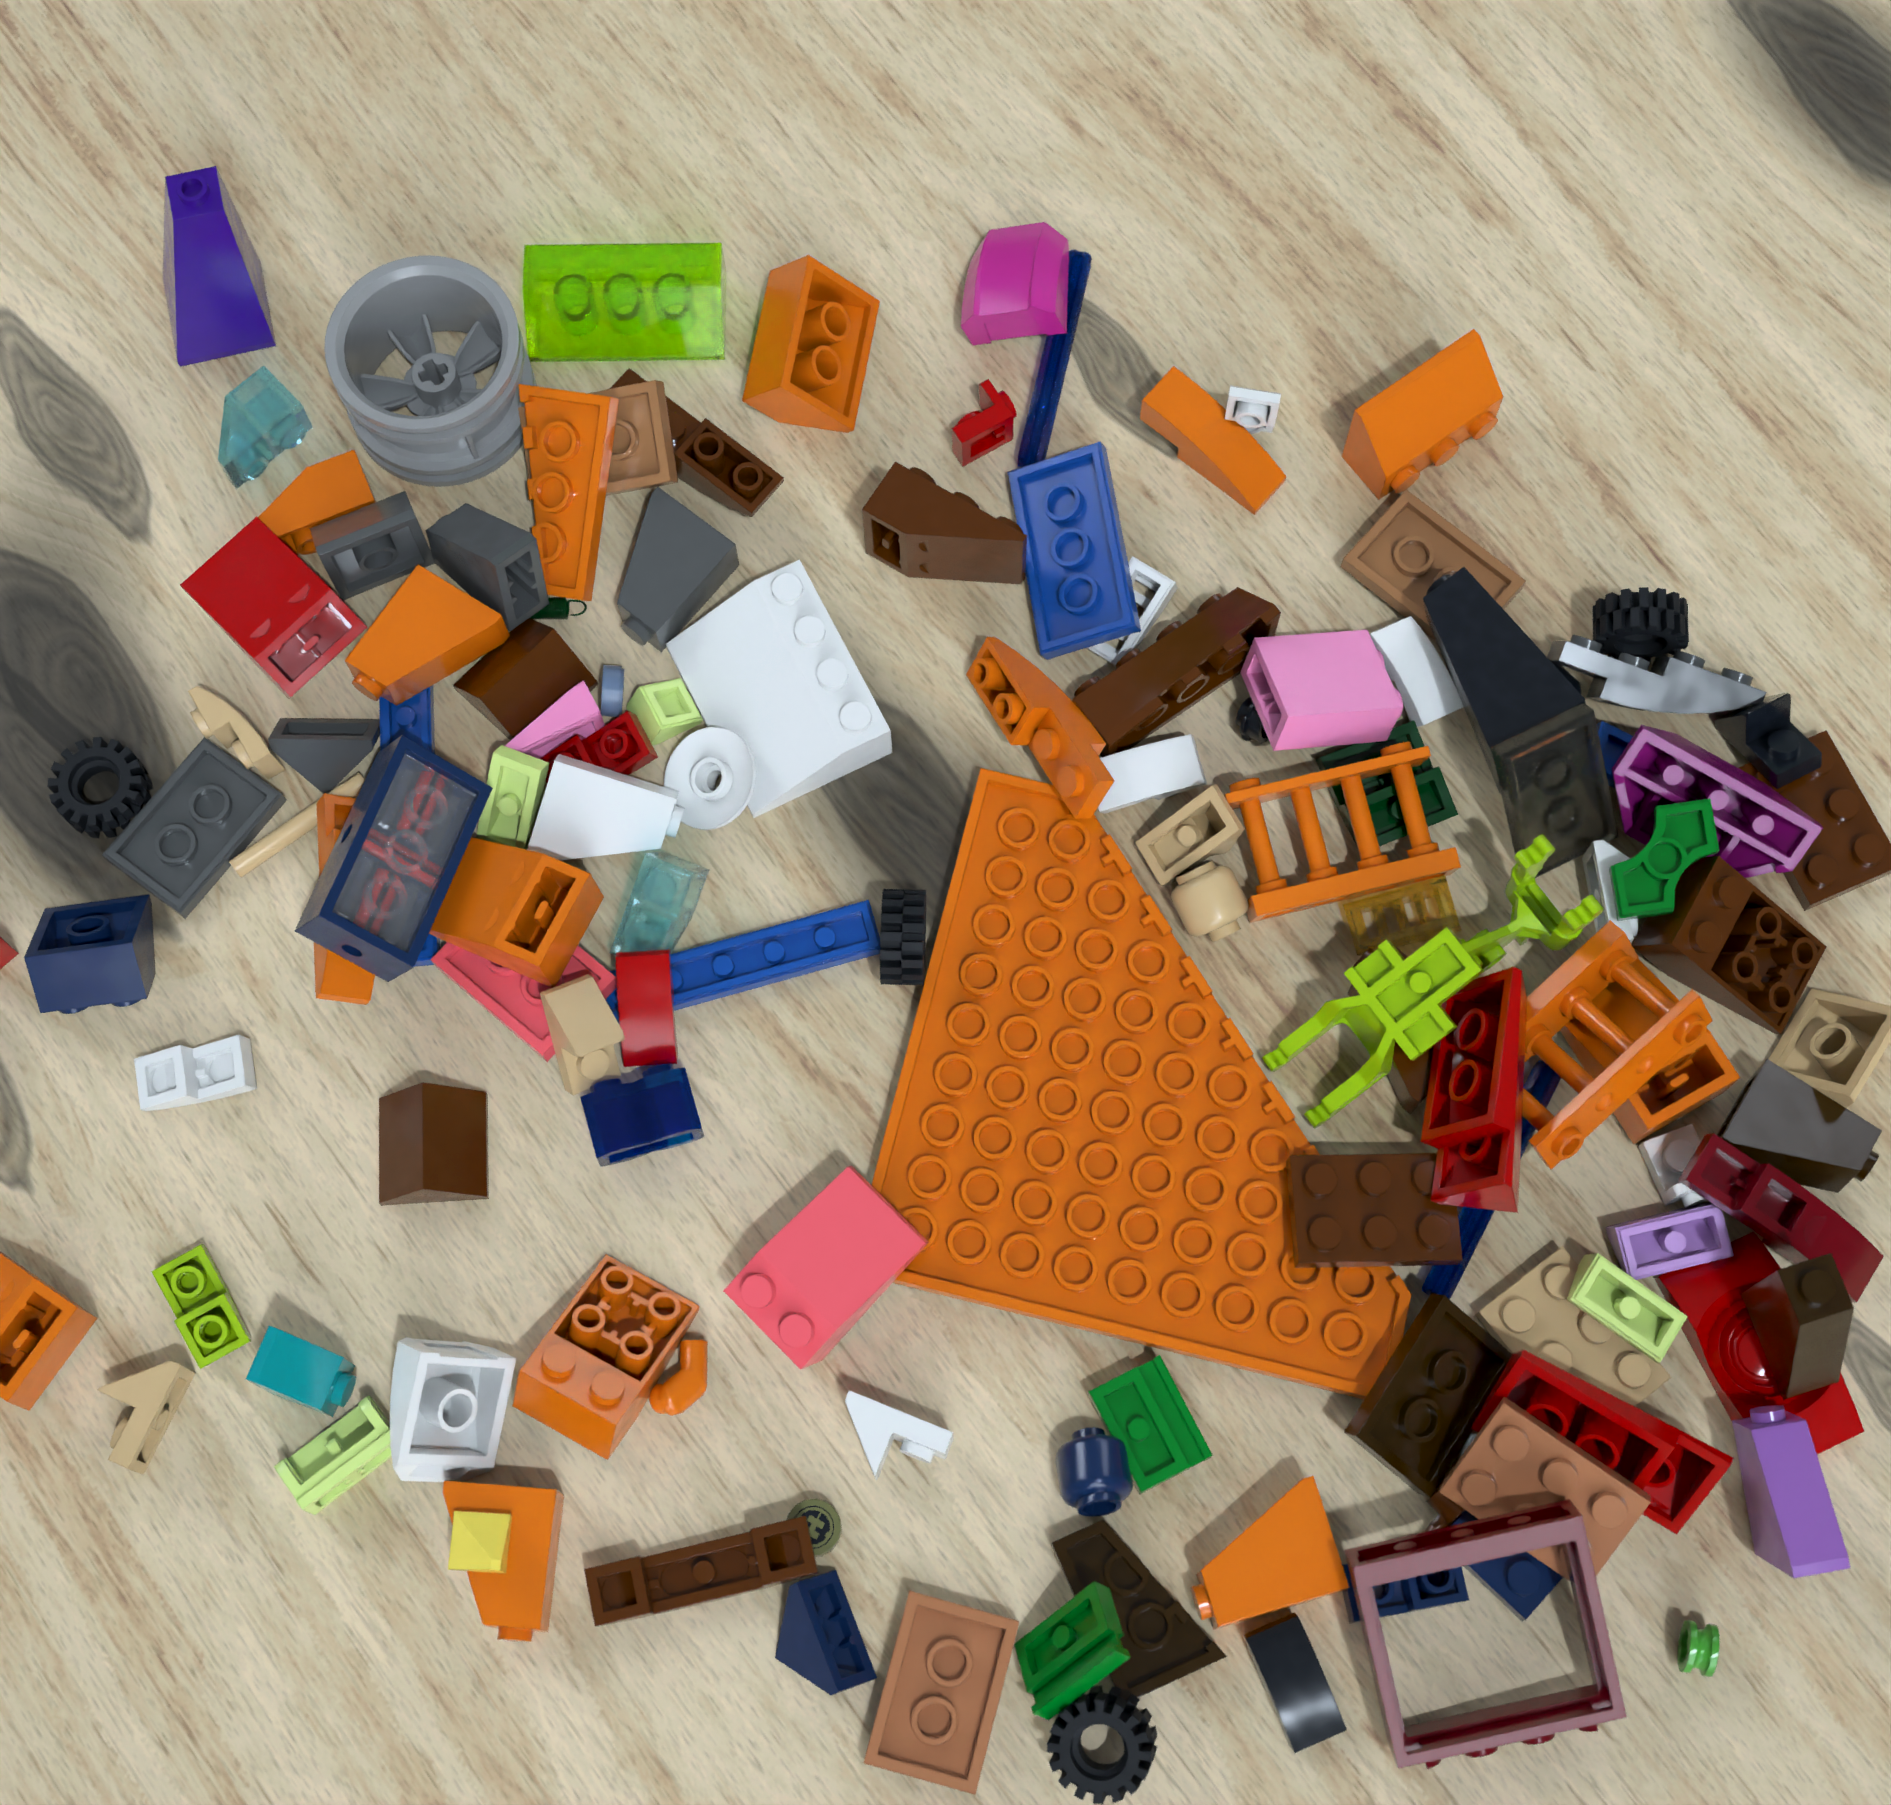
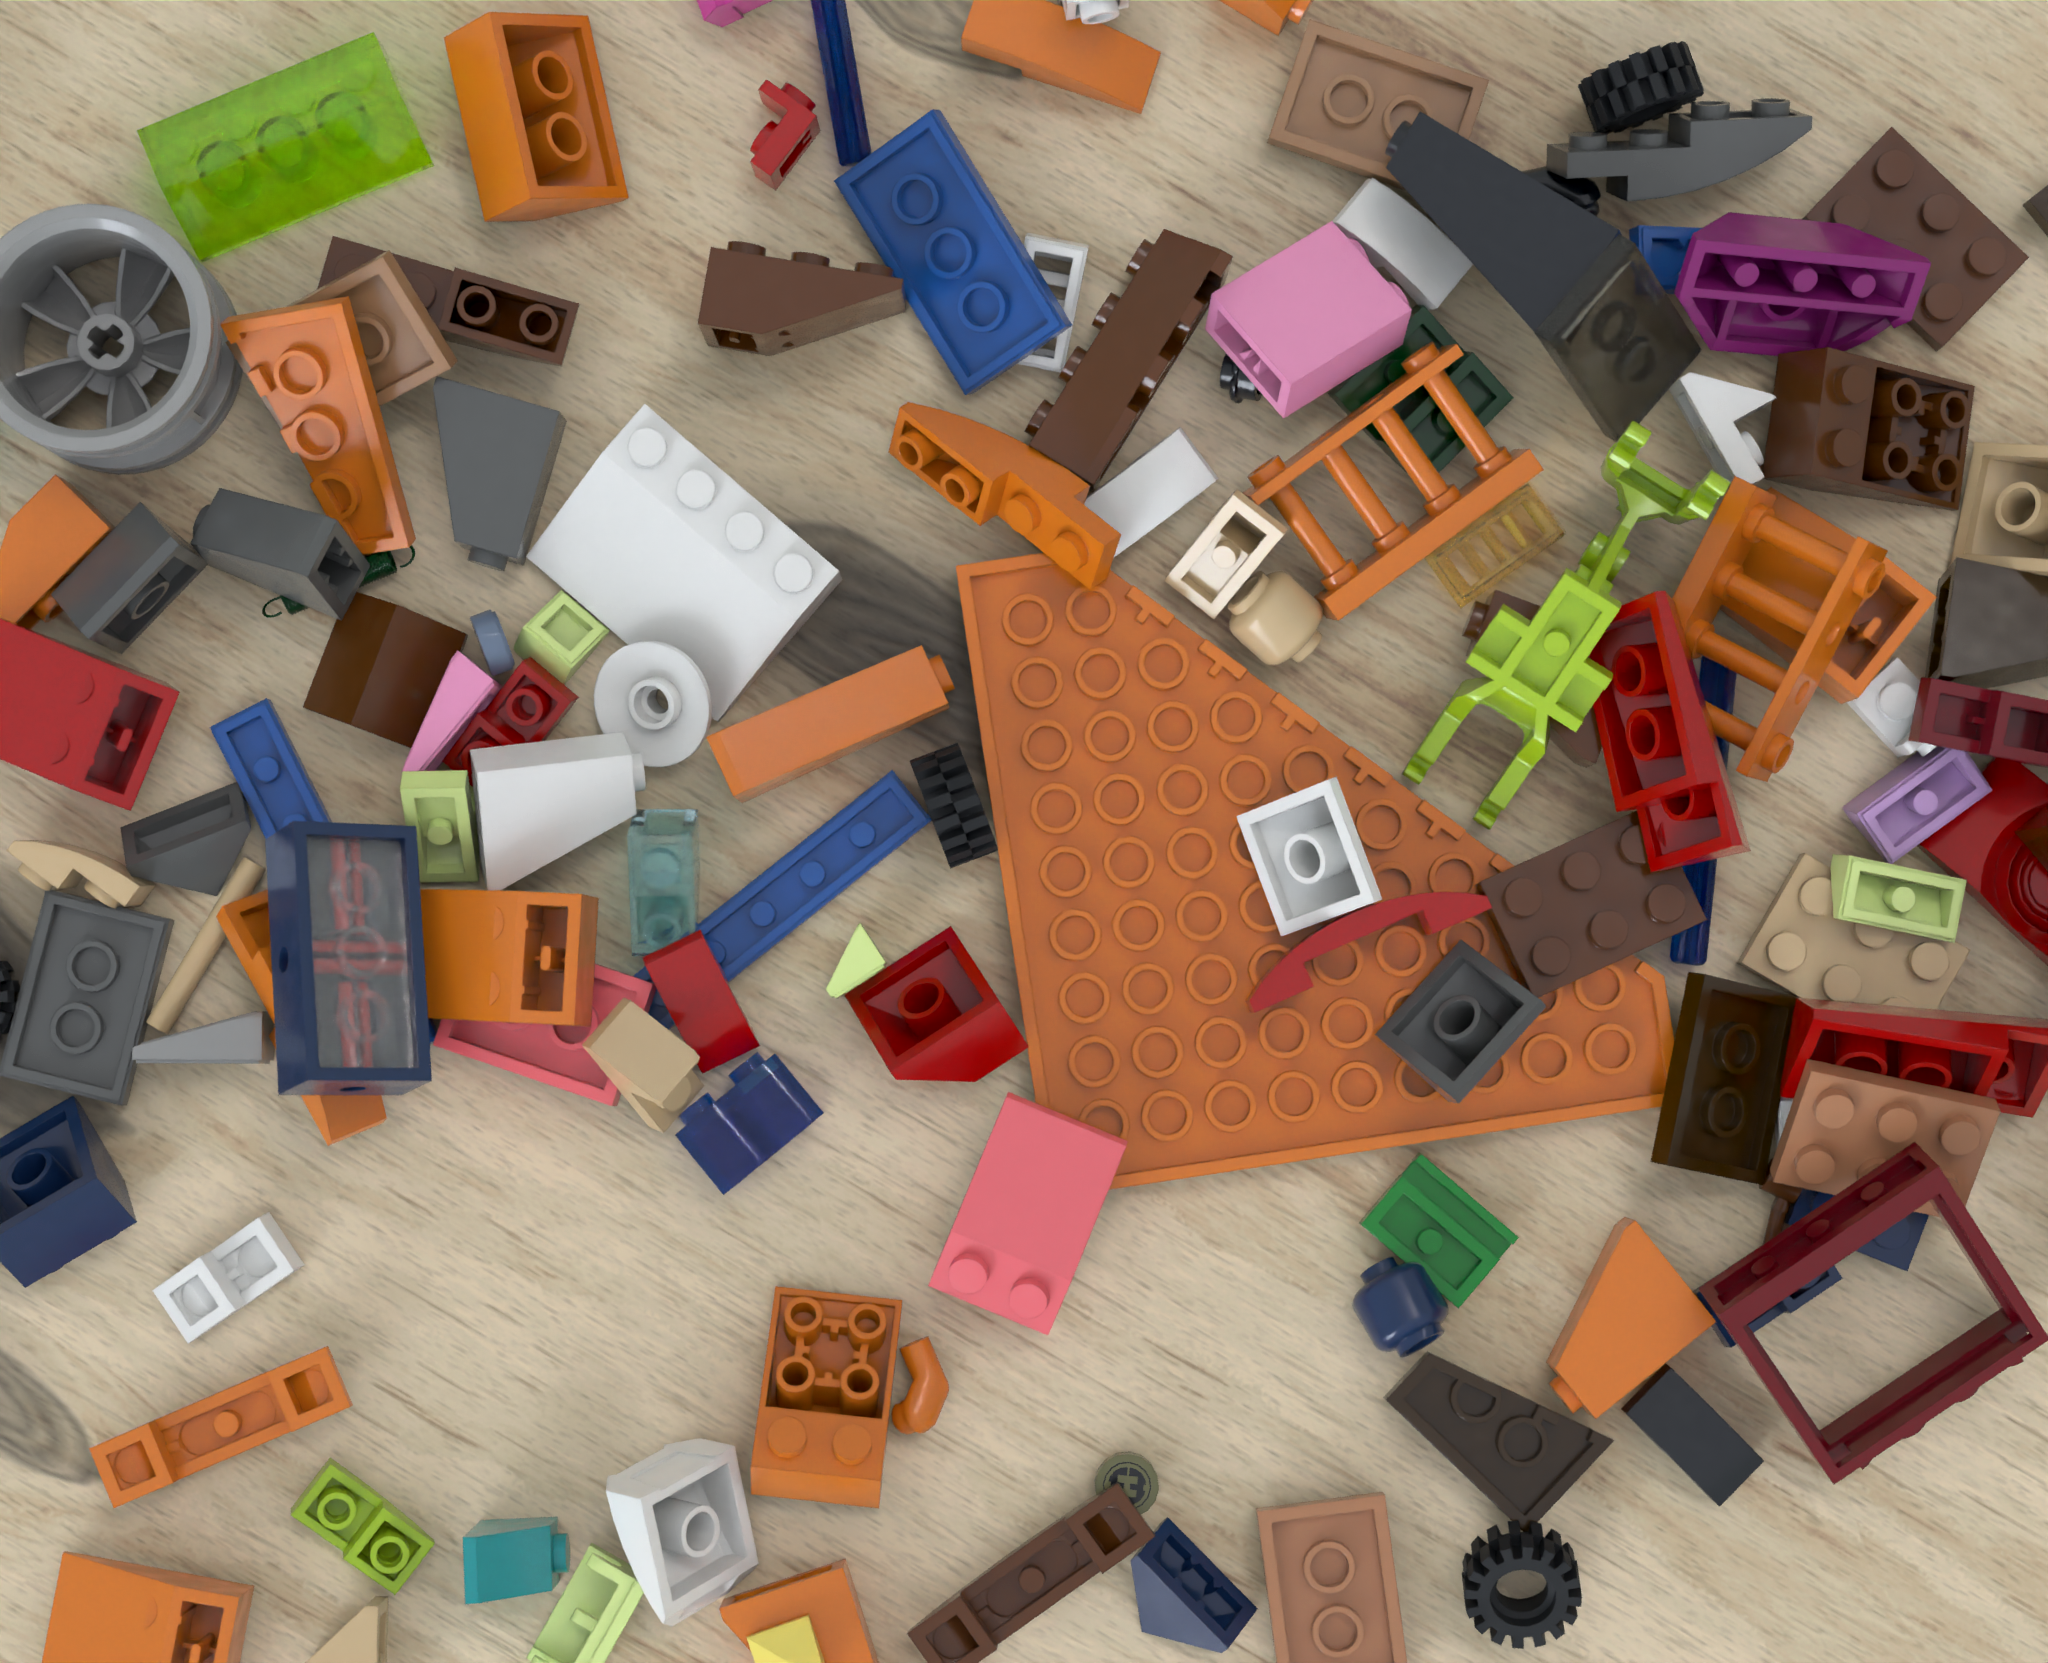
camera: 30 degrees left, 15 degrees up
(132, 1183) = (220, 1426): none -> orange slope
(267, 893) = (228, 1041): none -> light grey slope
(422, 638) = (246, 675): orange slope -> none
(433, 1145) = (532, 1249): reddish brown slope -> none
(776, 1030) = (858, 964): none -> yellowish green slope
(823, 1093) = (936, 1015): none -> red slope
(832, 841) = (830, 722): none -> orange slope
(880, 1425) = (1152, 1351): white slope -> none
(1071, 1650) = (1454, 1506): green plate -> none
(1163, 1082) = (1309, 857): none -> white slope
(1232, 1258) = (1460, 1022): none -> dark grey slope
(1248, 1160) = (1434, 911): none -> red slope
(1648, 880) = (1777, 346): green tile -> none
(1770, 740) = (1836, 170): black slope -> none

